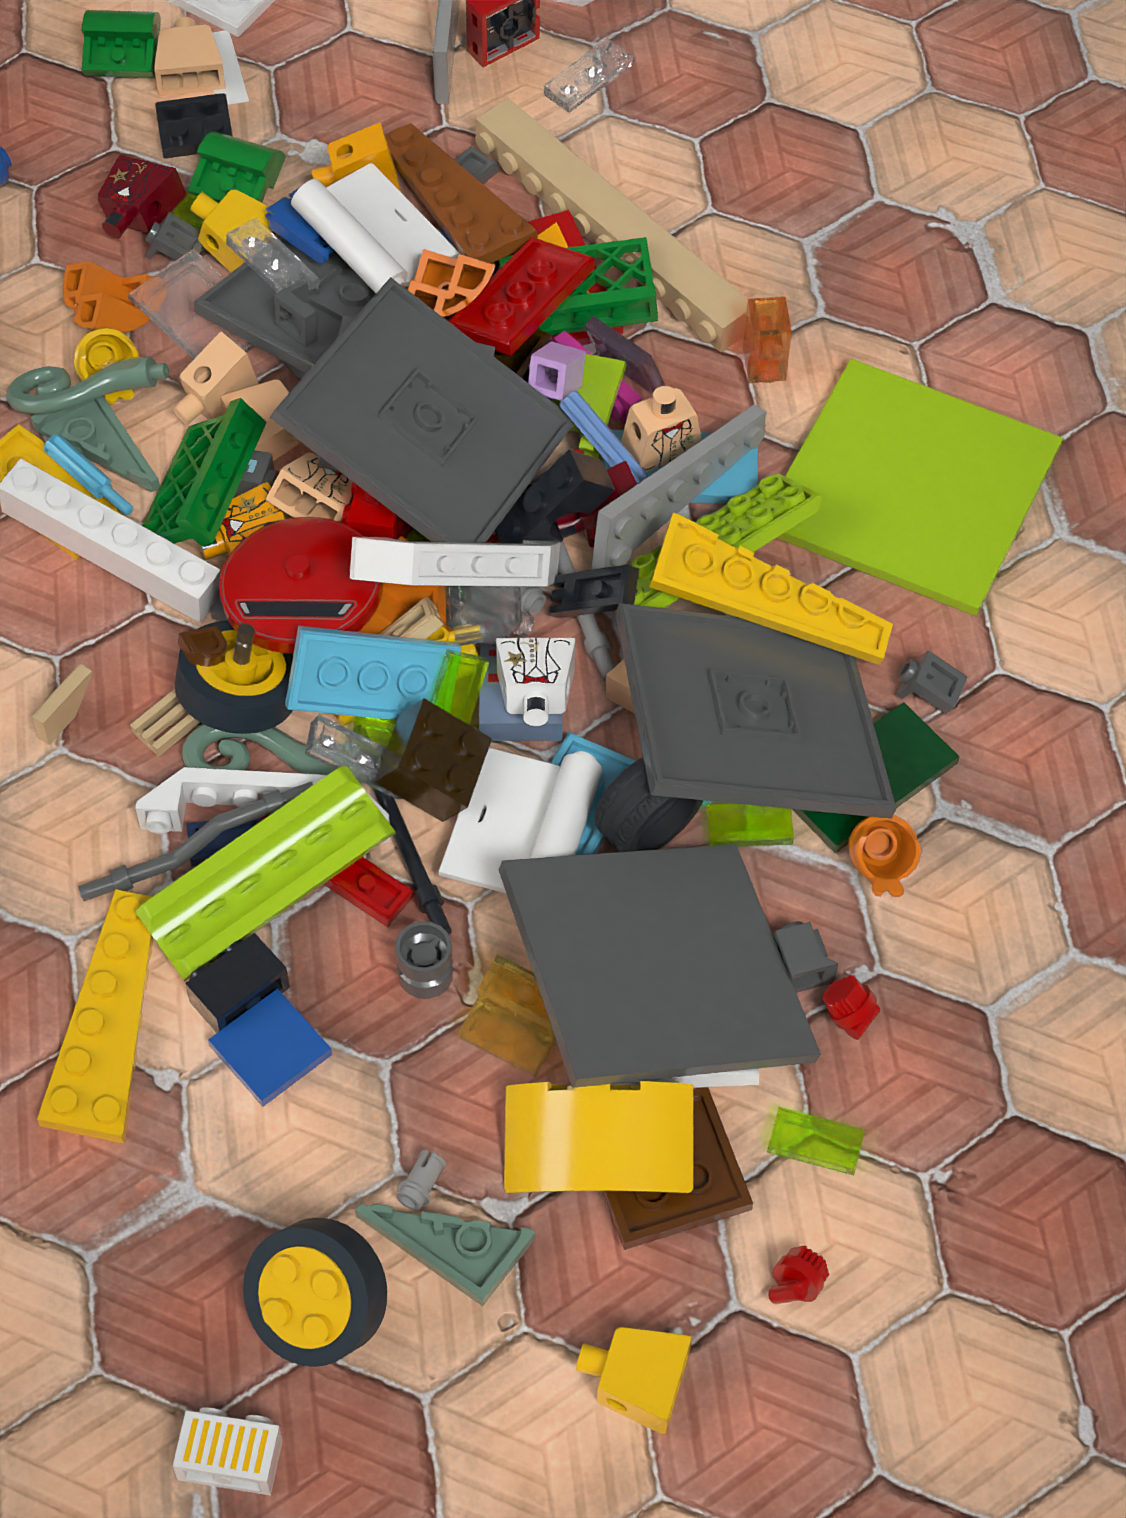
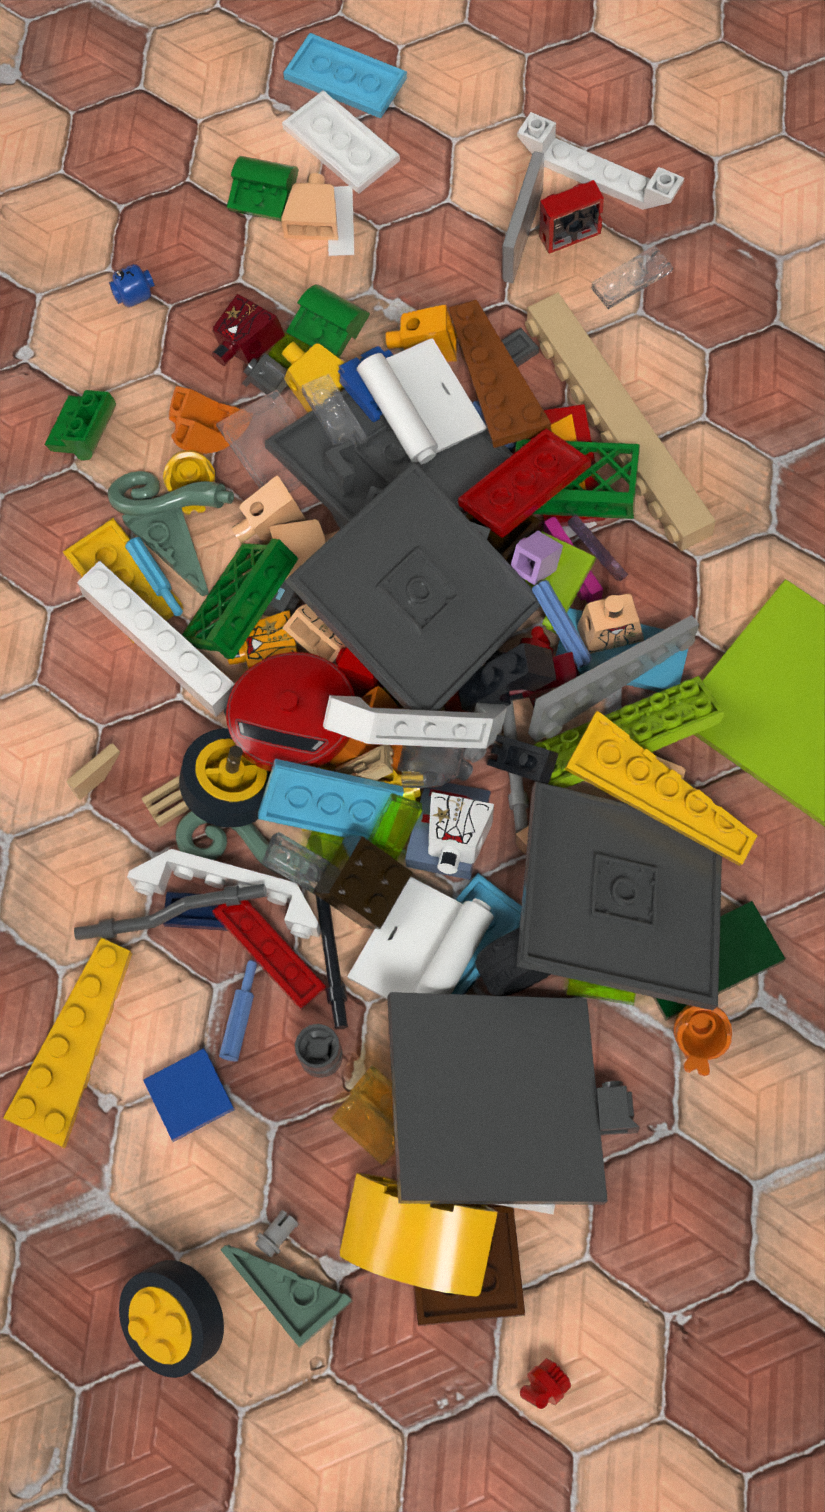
camera: 20 degrees right, 10 degrees up
(188, 120) = (302, 269): black bracket -> none
(203, 646) = (205, 752): reddish brown tile -> none
(228, 1451) = (84, 1425): white brick -> none
(236, 982) = (173, 1037): black brick -> none
(264, 871) = (214, 951): lime plate -> none
(312, 950) = (238, 1016): none -> medium blue axle
(449, 282) = (464, 463): orange brick -> none
(639, 1374) = (403, 1436): yellow torso -> none
(767, 339) = (717, 554): clear orange brick -> none
(816, 1141) = (589, 1268): clear neon green tile -> none
(851, 1005) = (643, 1160): red piece -> none
(931, 680) = (779, 887): dark grey bracket -> none

